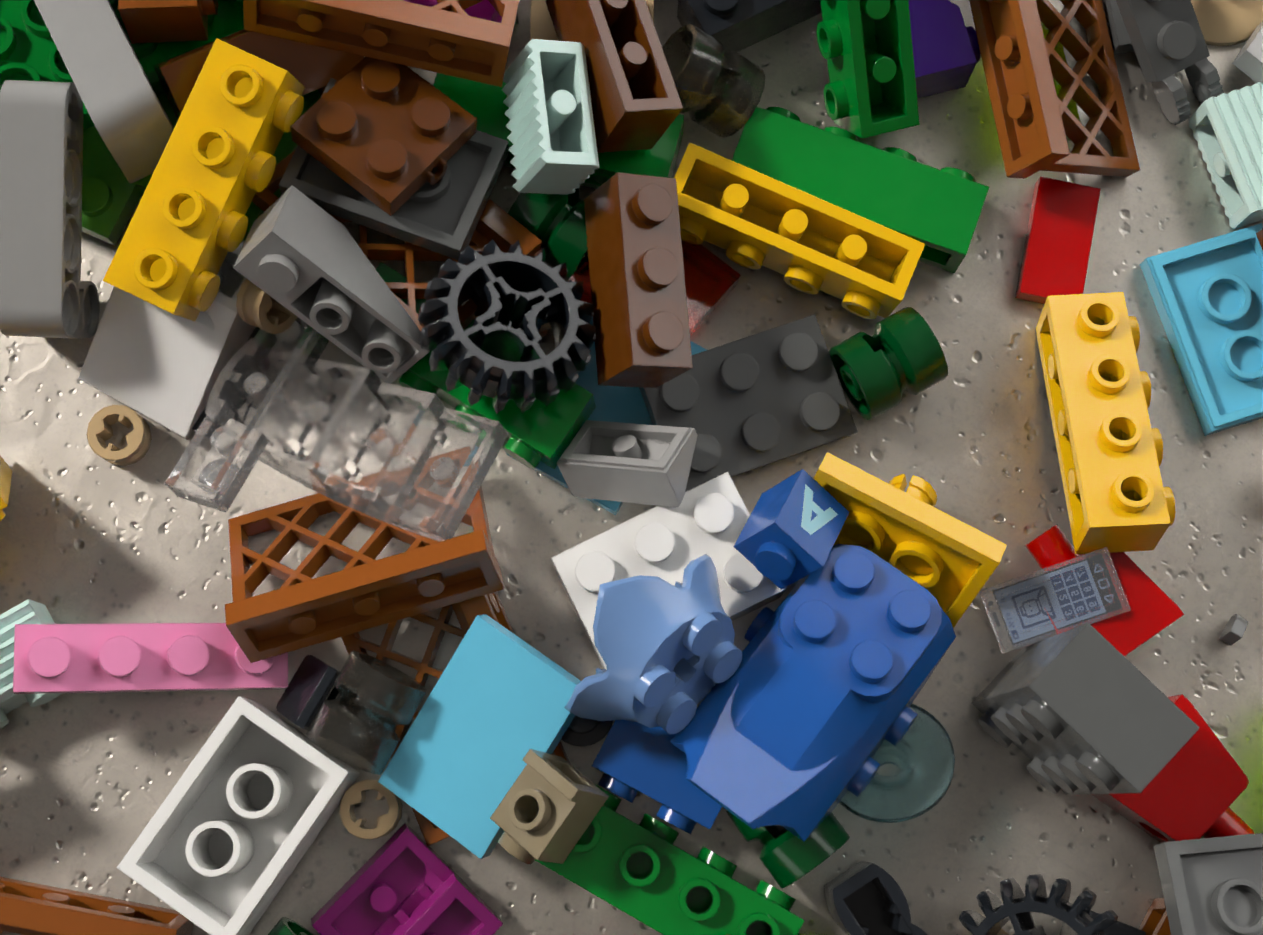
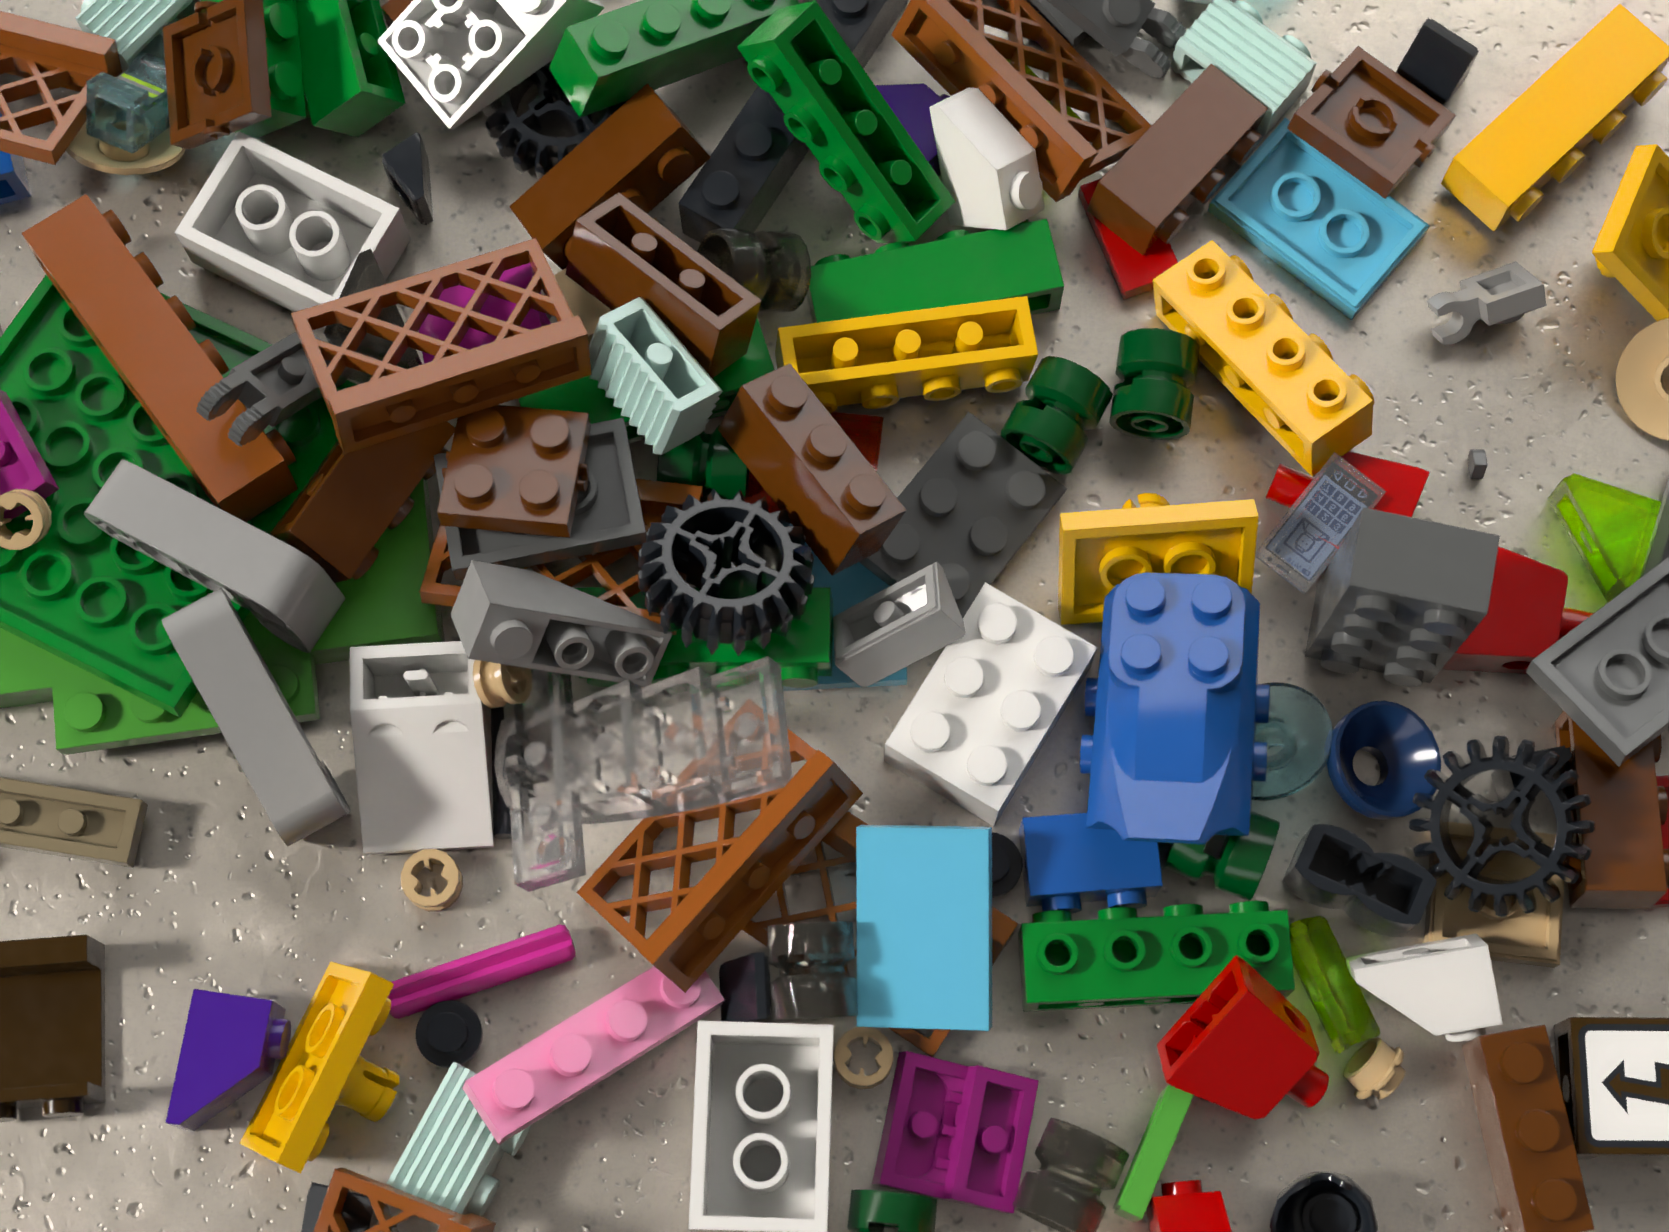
camera: 30 degrees left, 5 degrees down
(49, 572) = (449, 1033): none -> black plate
(107, 535) = (481, 970): none -> dark pink axle
(206, 181) = (393, 603): yellow brick -> none
(564, 807) = (1040, 942): dark tan brick -> none
(659, 649) = (1037, 750): medium blue brick -> none
(791, 529) = (1071, 595): blue brick -> none
(965, 105) = (984, 163): none -> white slope
(998, 379) = (1156, 378): none -> dark green wheel
(1001, 845) = (1403, 751): none -> dark blue piece
(1140, 205) = (1178, 161): none -> reddish brown brick

